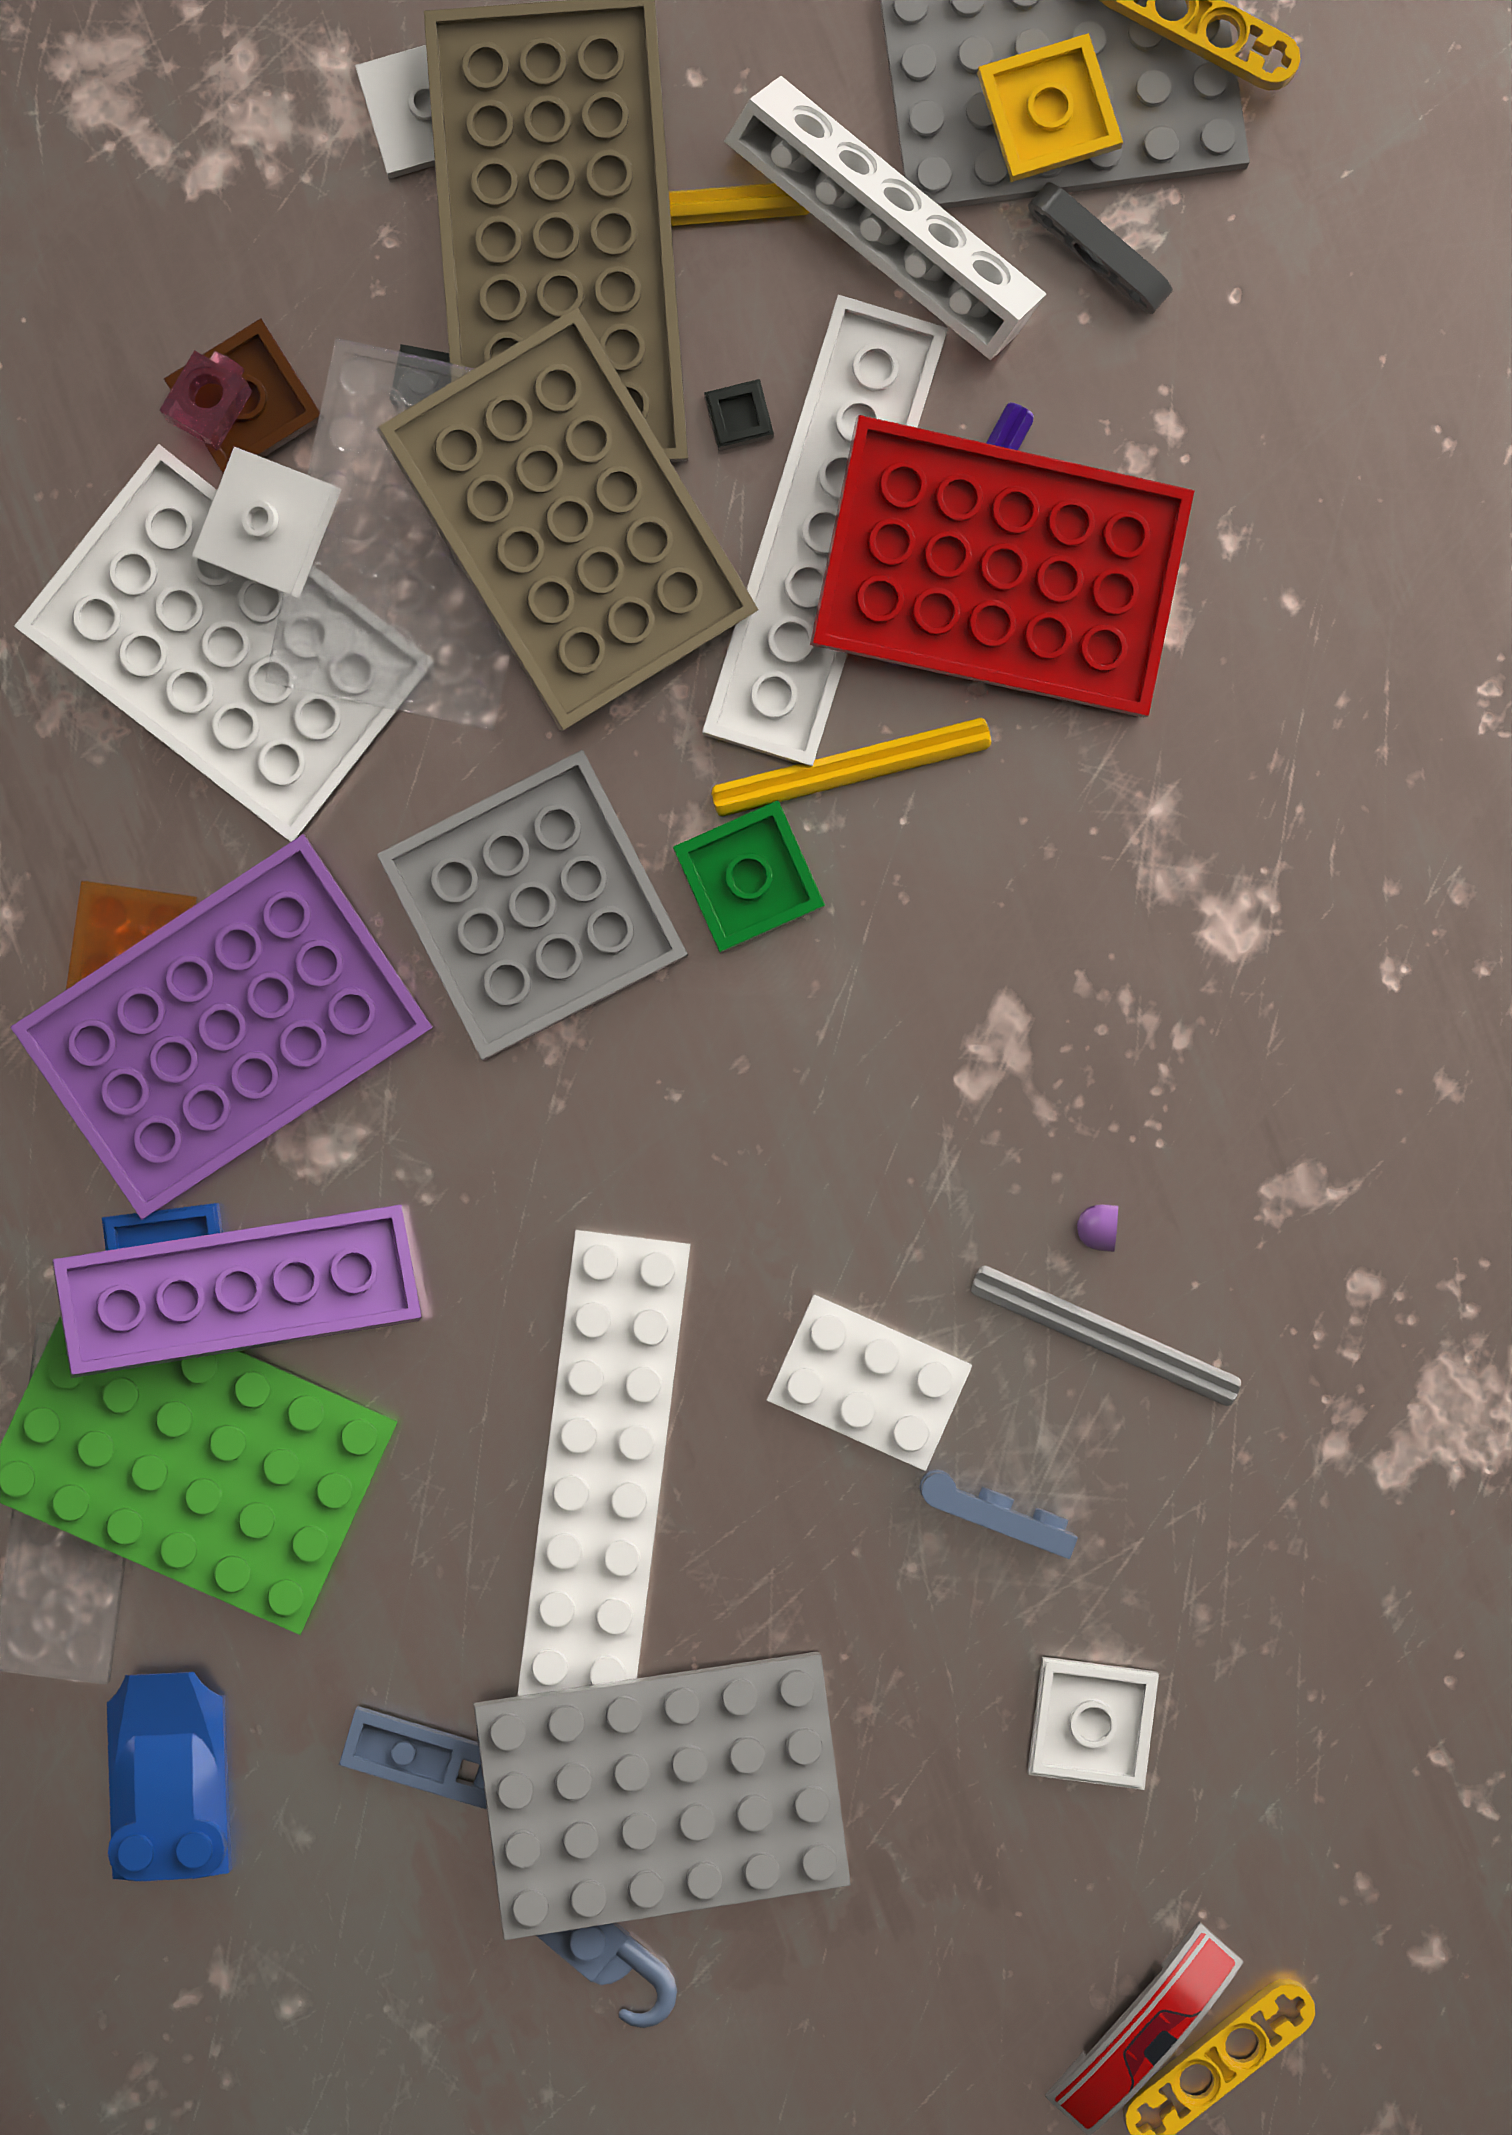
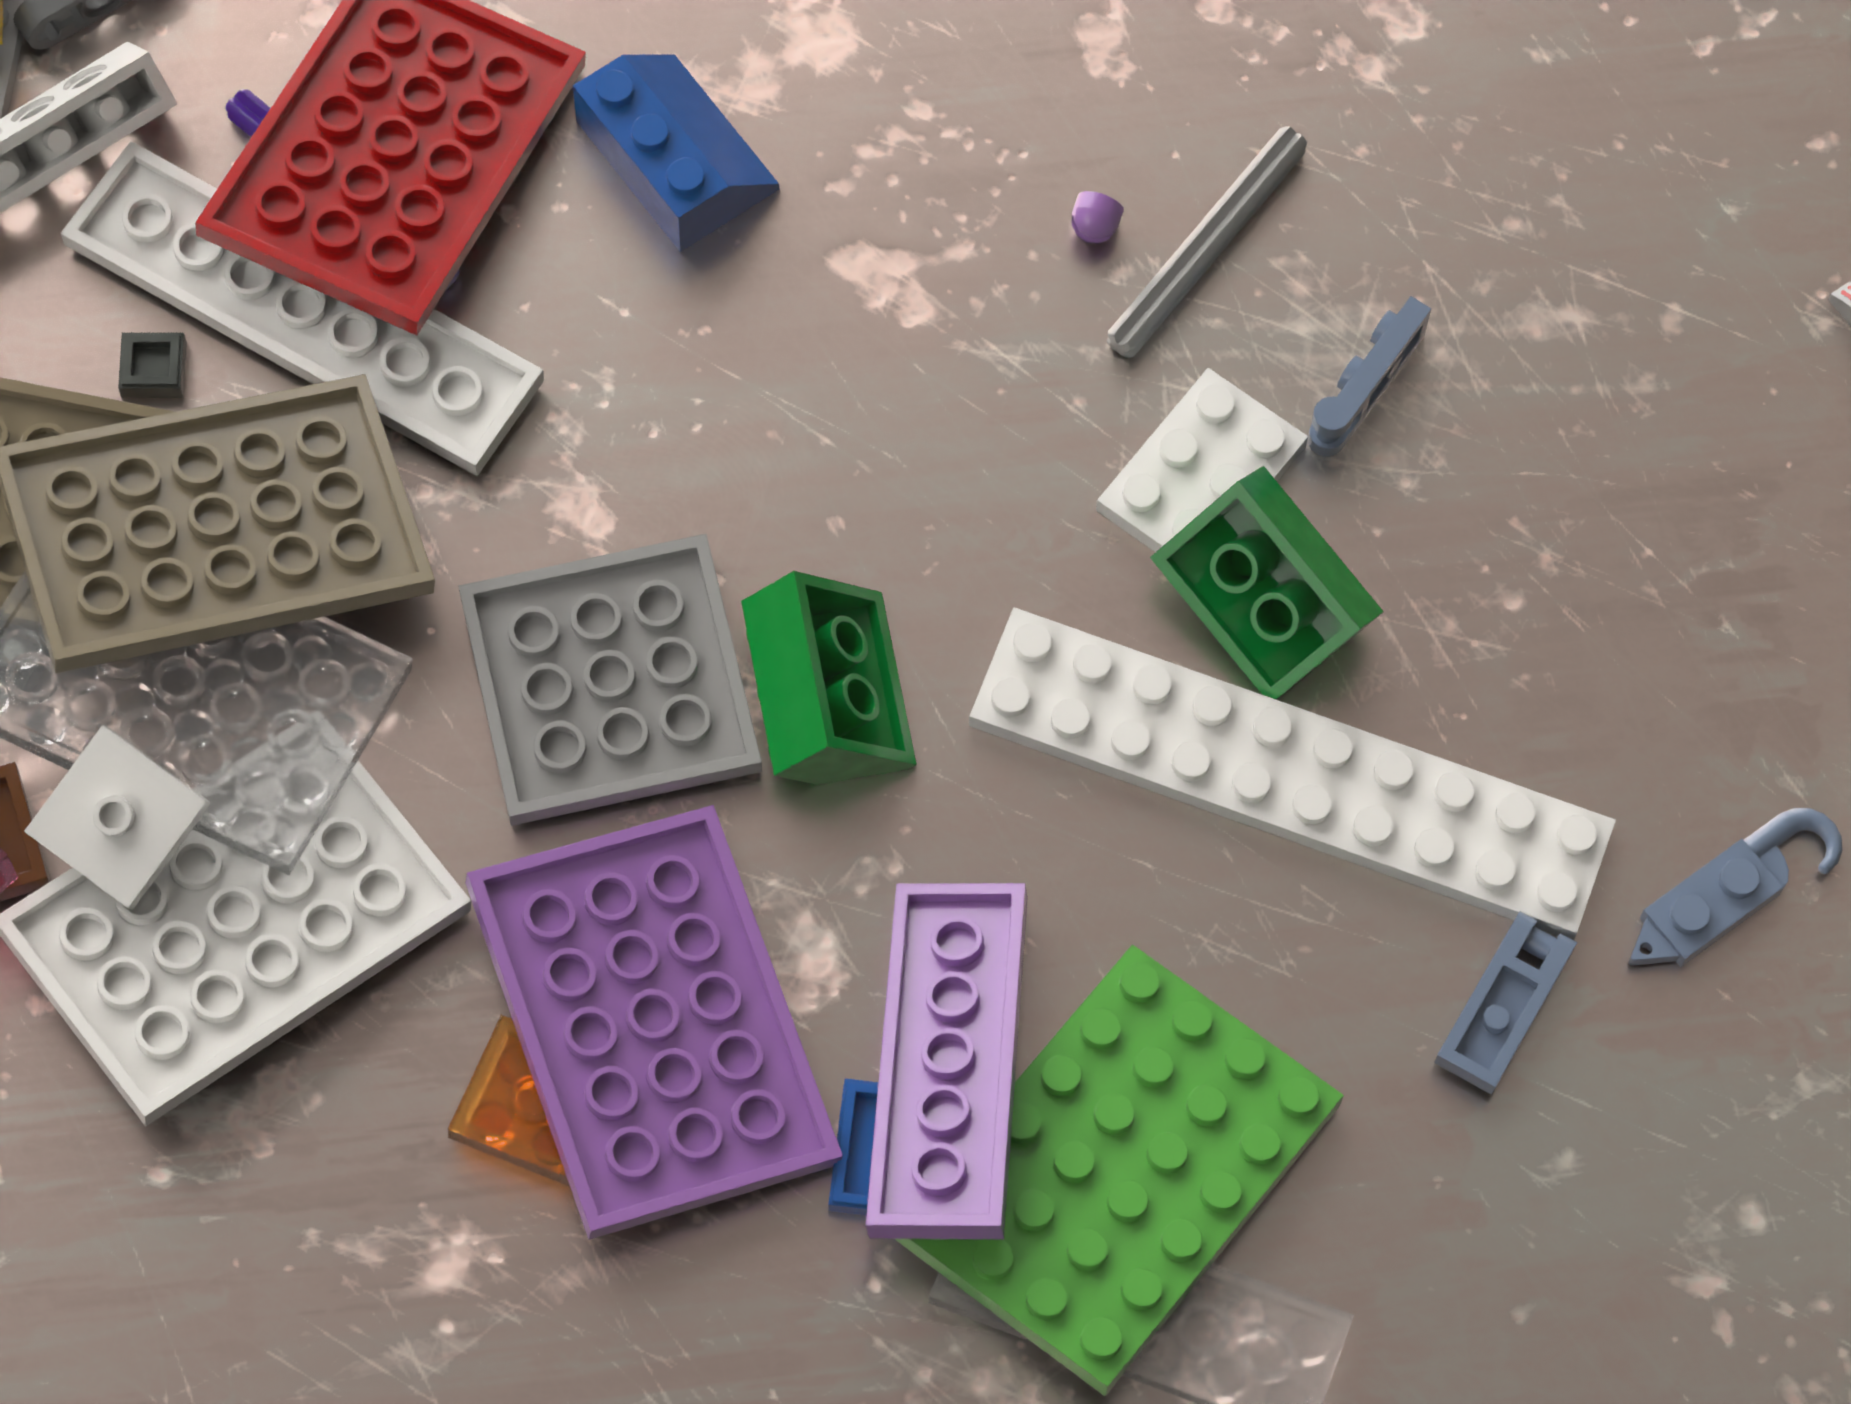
camera: 75 degrees left, 20 degrees down
(168, 1779) = (1473, 1283): blue slope -> none
(575, 1098) = (827, 680): none -> green slope
(661, 1795) = (1595, 766): light grey plate -> none
(749, 876) = (641, 461): green plate -> none
(759, 1468) = (1266, 583): none -> green slope
(851, 767) = (554, 343): yellow axle -> none
(1078, 822) = (670, 145): none -> blue slope
(1093, 1723) = (1604, 341): white plate -> none

